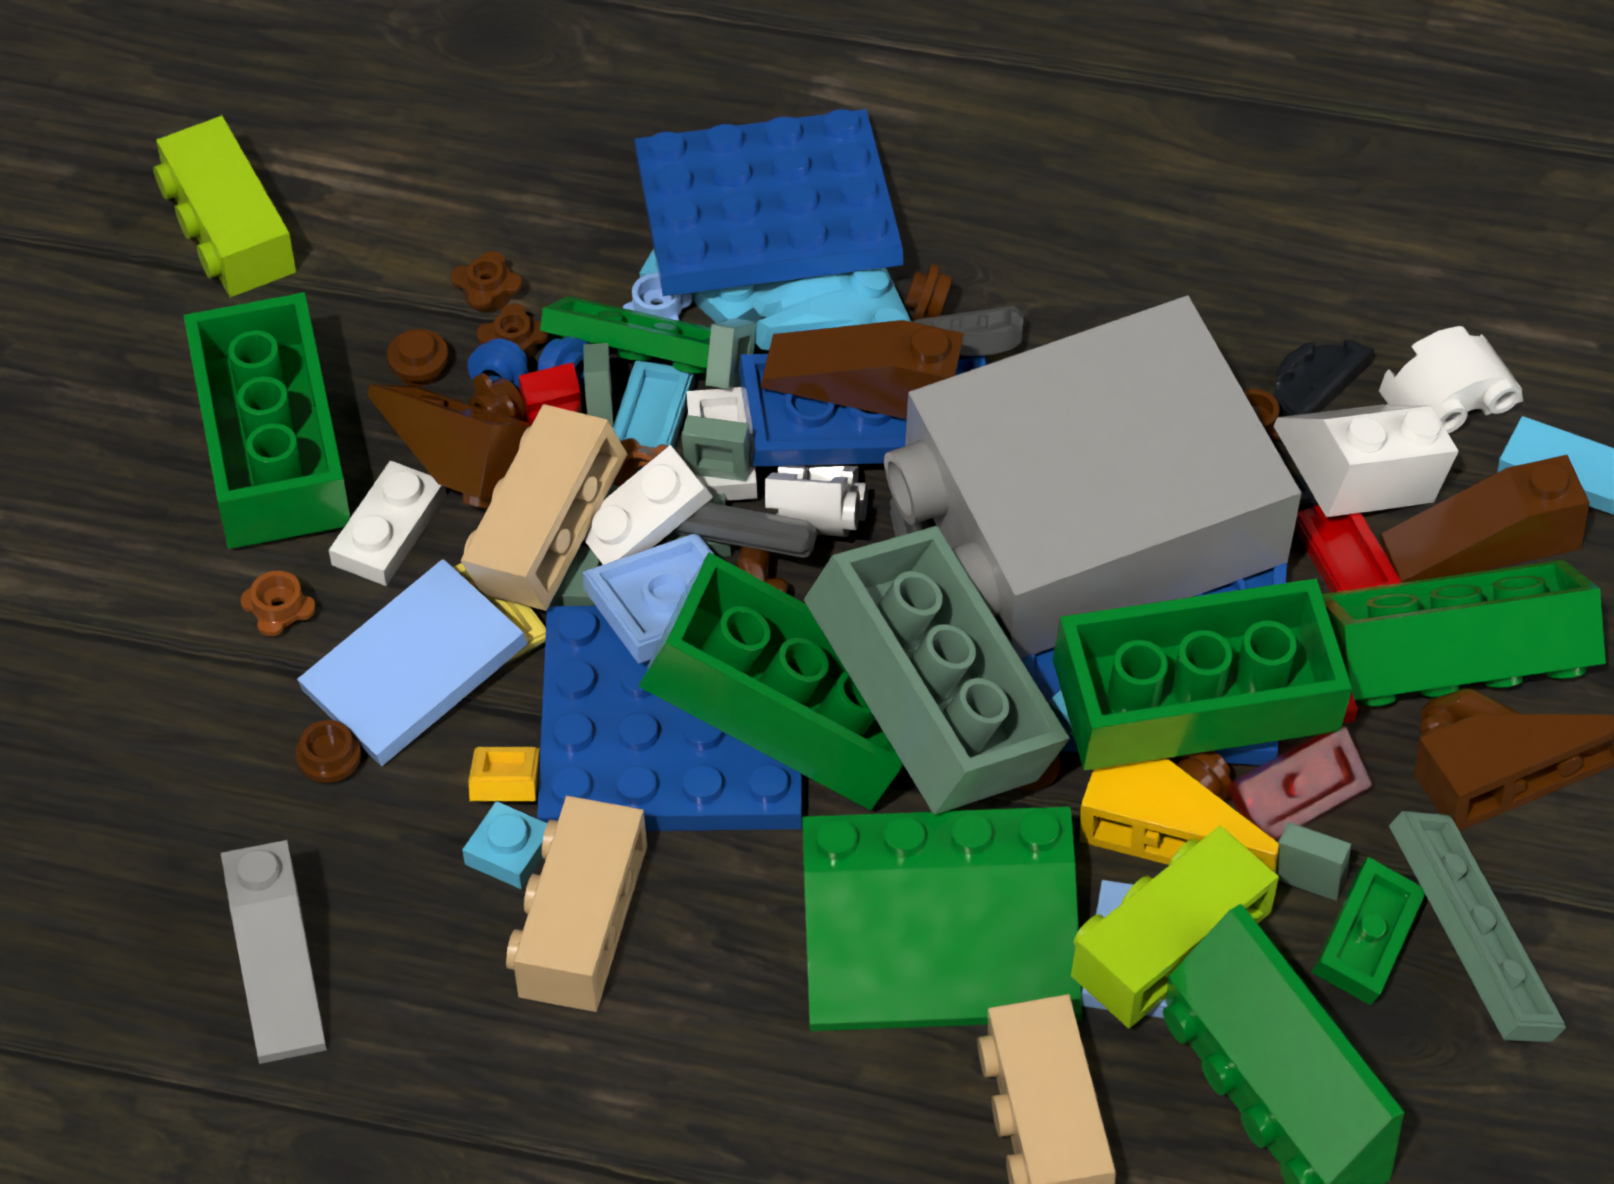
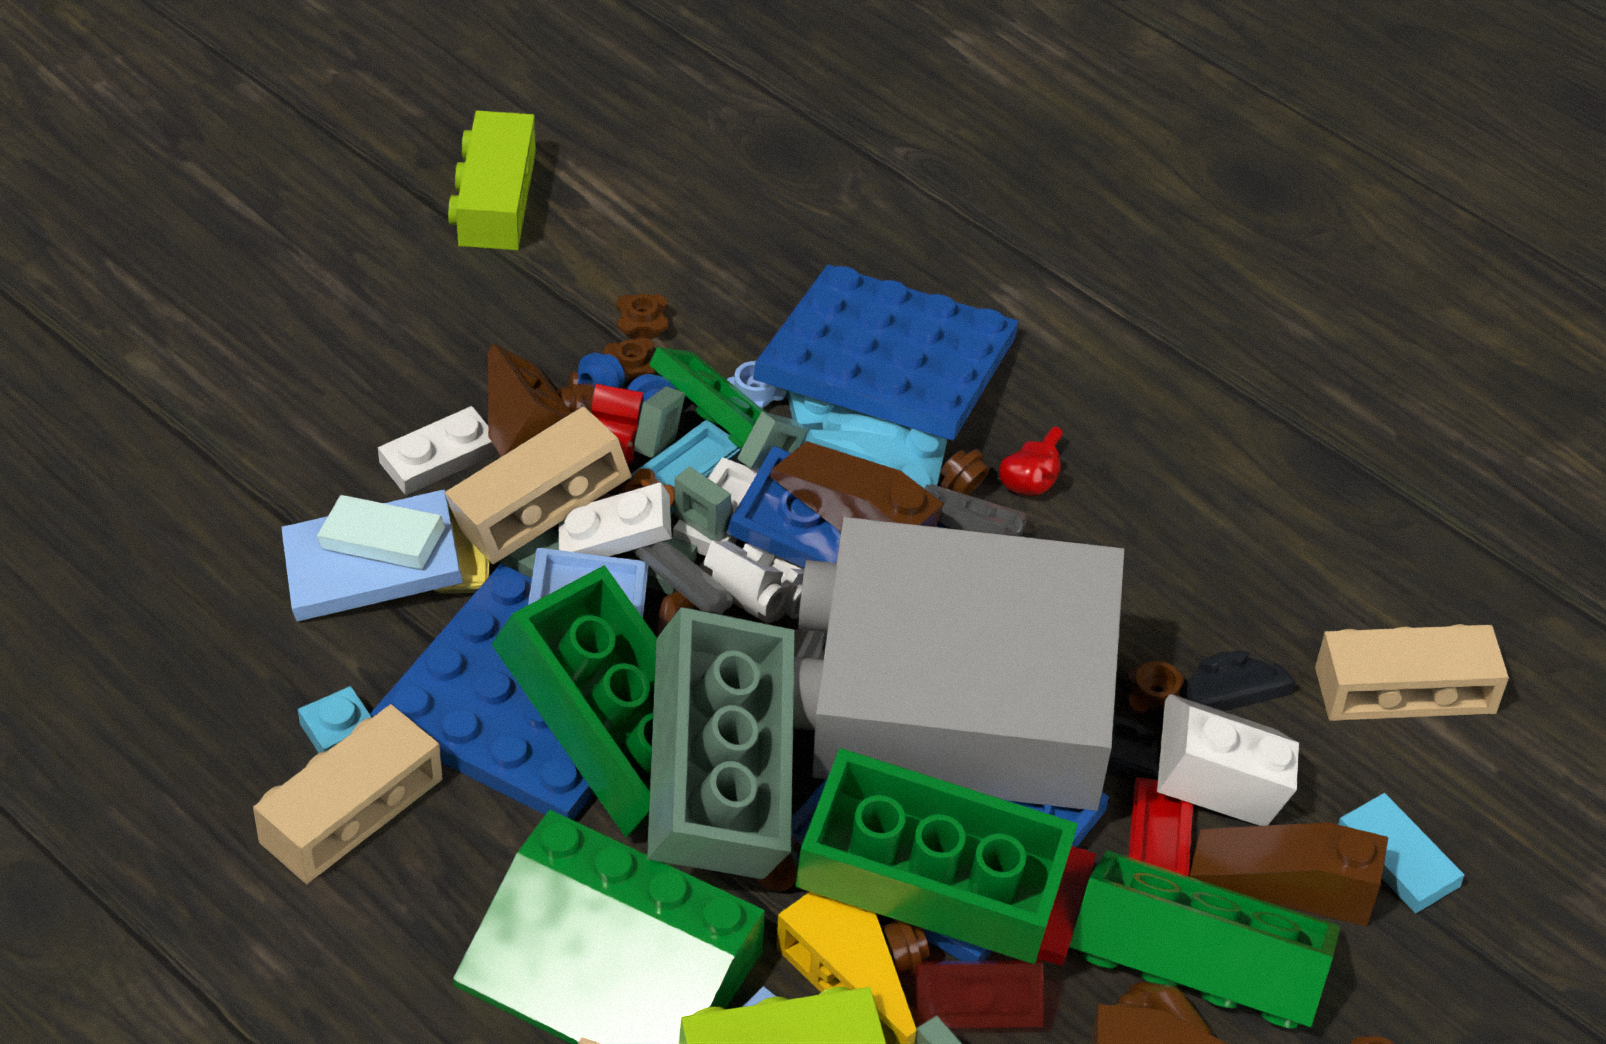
camera: 25 degrees right, 5 degrees down
(266, 420) = (398, 334): green brick -> none
(273, 951) = (104, 710): light grey slope -> none
(274, 589) = (314, 466): dark orange plate -> none
(327, 752) = (261, 589): reddish brown plate -> none
(415, 632) = (381, 532): none -> light aqua tile
(417, 356) = (551, 345): reddish brown plate -> none
(504, 774) = (370, 669): yellow tile -> none
(987, 253) = (1033, 467): none -> red piece
(1453, 376) = (1345, 732): white cylinder -> none
(1474, 283) = (1411, 672): none -> tan brick

